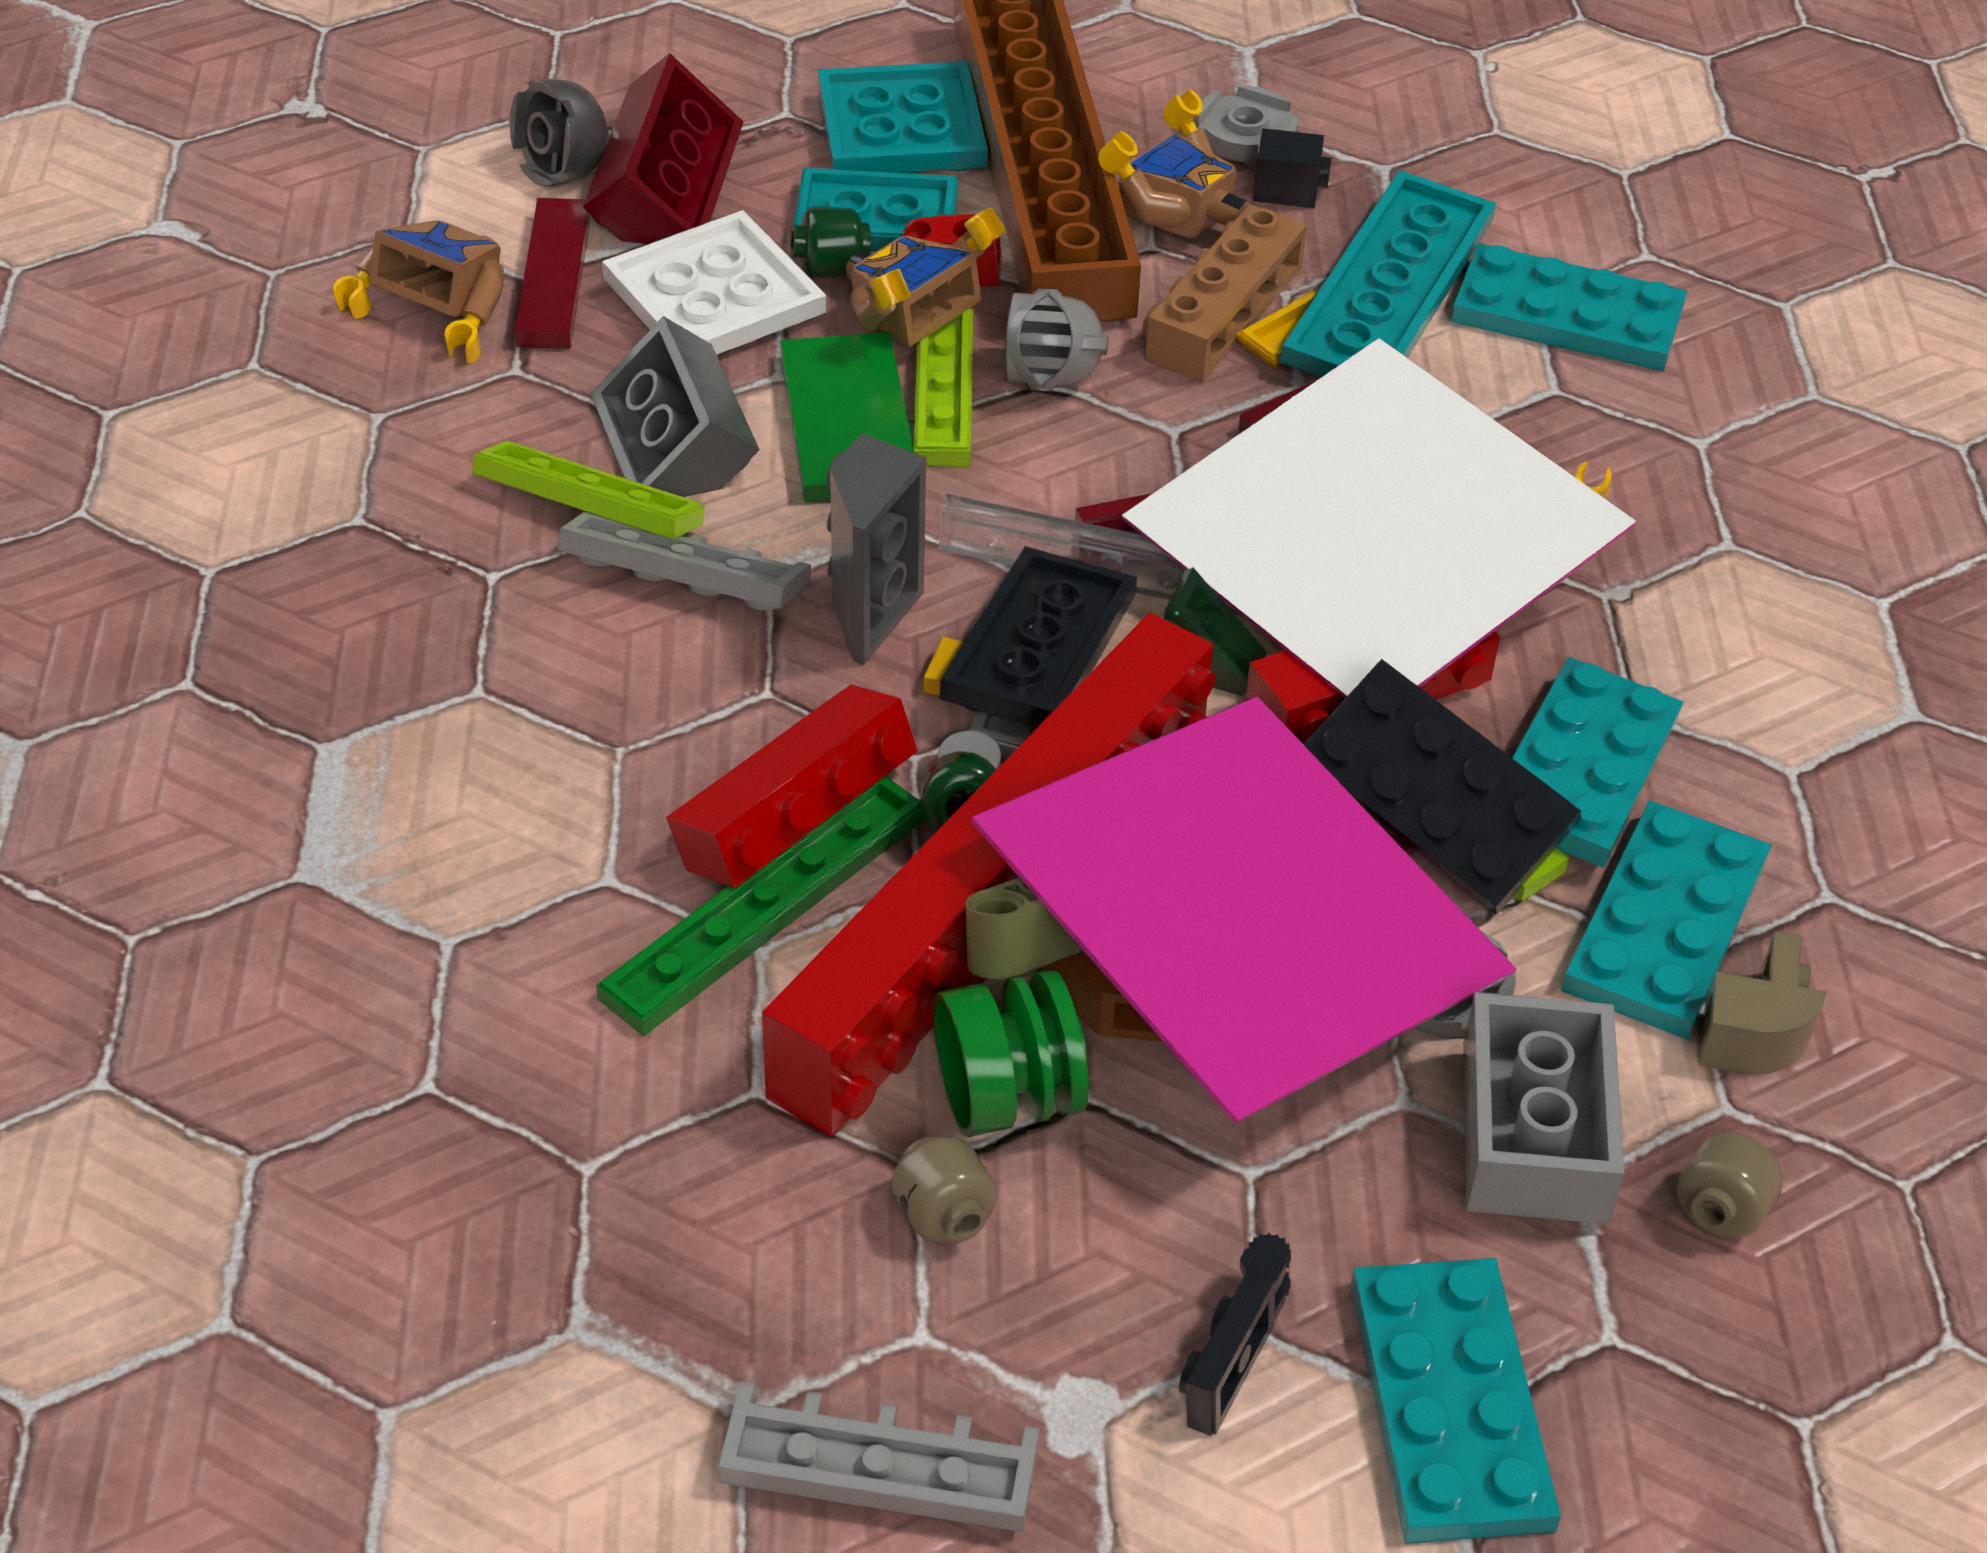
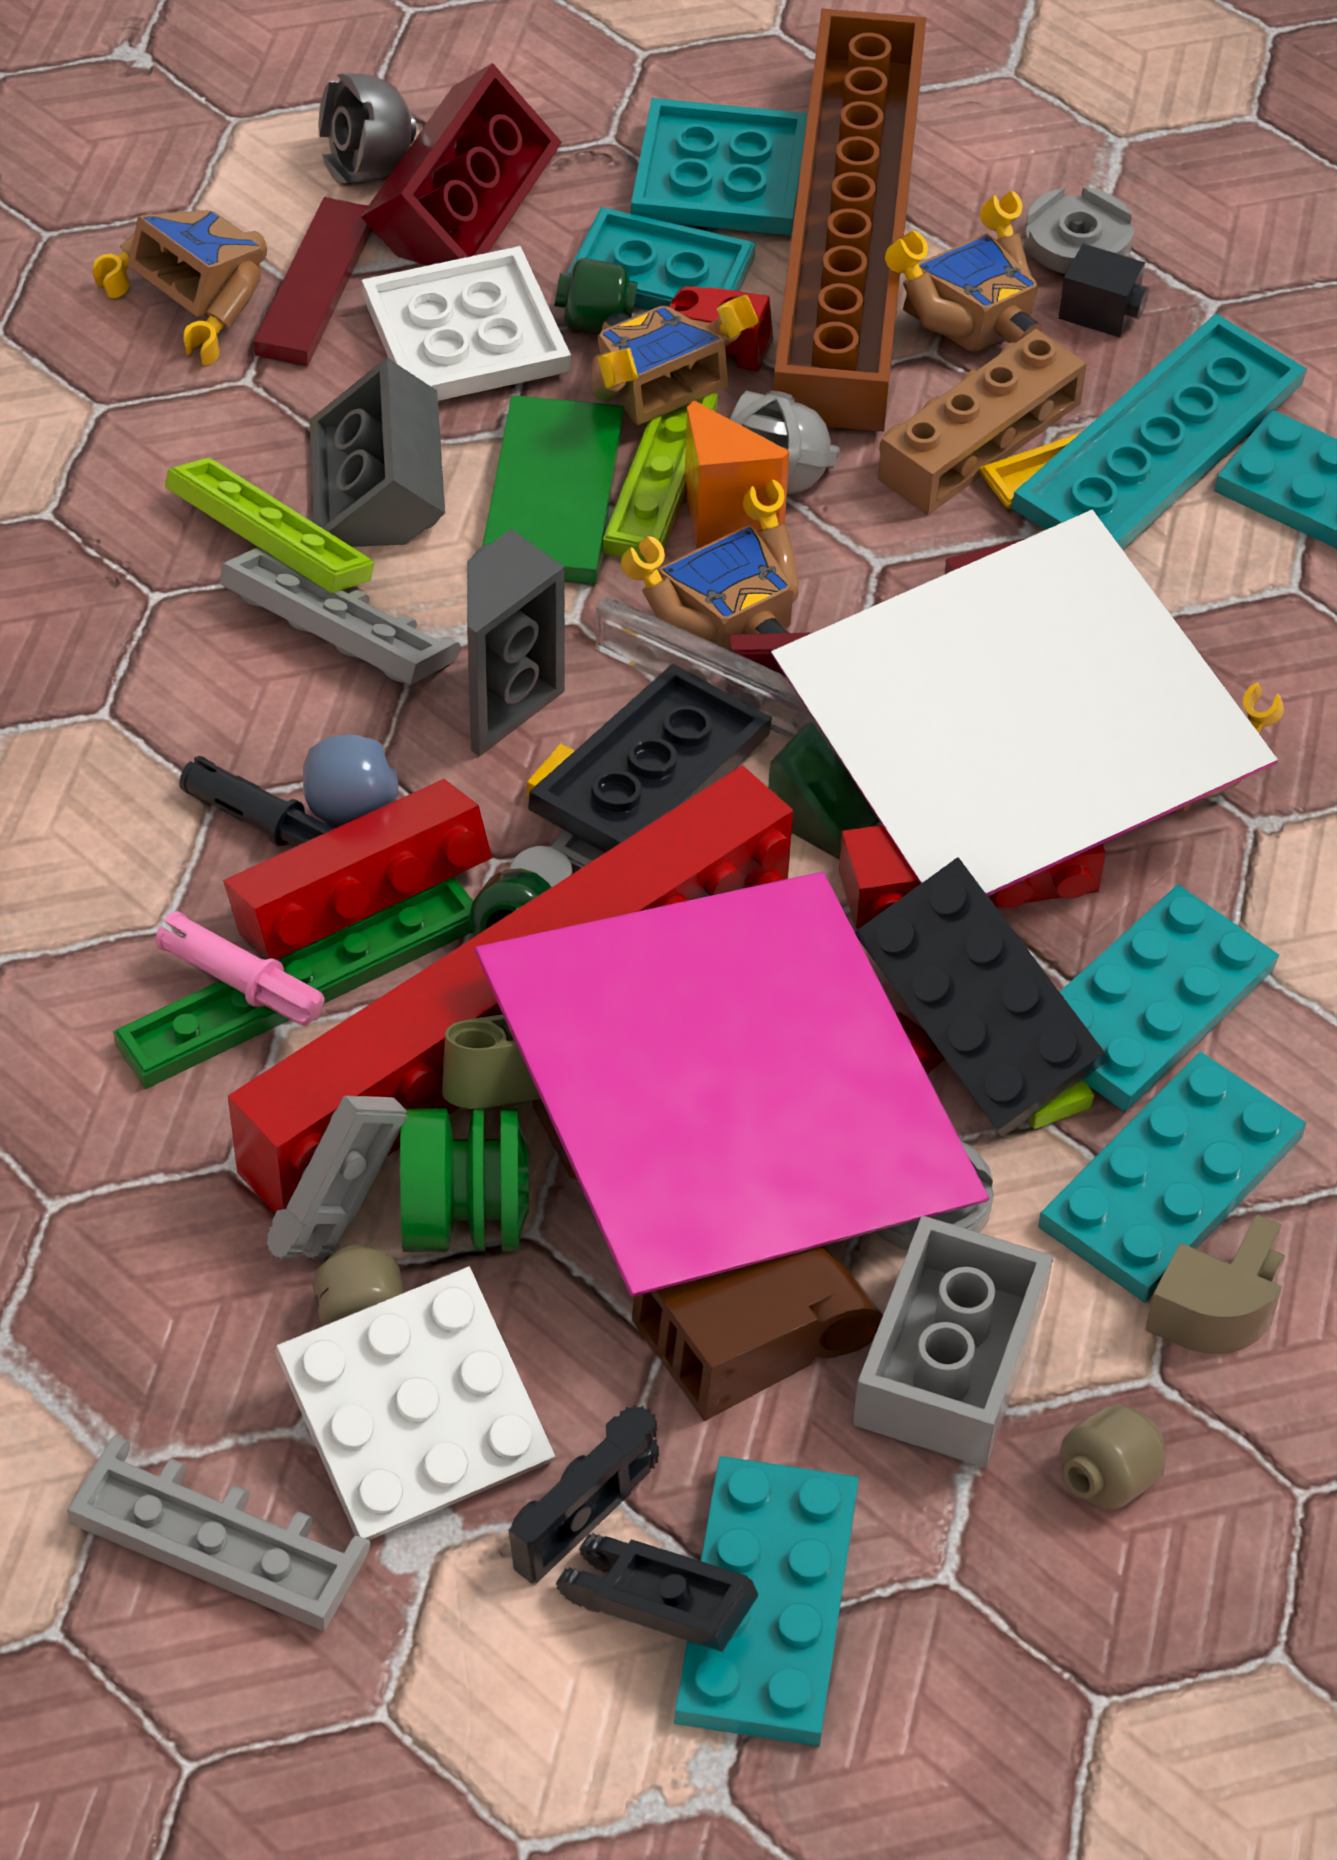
camera: 15 degrees right, 5 degrees up
(661, 746) = (251, 804): none -> black axle
(720, 901) = (257, 978): none -> bright pink axle
(754, 702) = (347, 779): none -> sand blue hair
(891, 1074) = (337, 1177): none -> light grey hinge
(1023, 374) = (721, 467): none -> orange slope
(1038, 1282) = (414, 1404): none -> white plate
(1052, 465) = (728, 585): none -> torso
(1338, 1136) = (755, 1325): none -> reddish brown piece
(1353, 1409) = (660, 1590): none -> black hinge

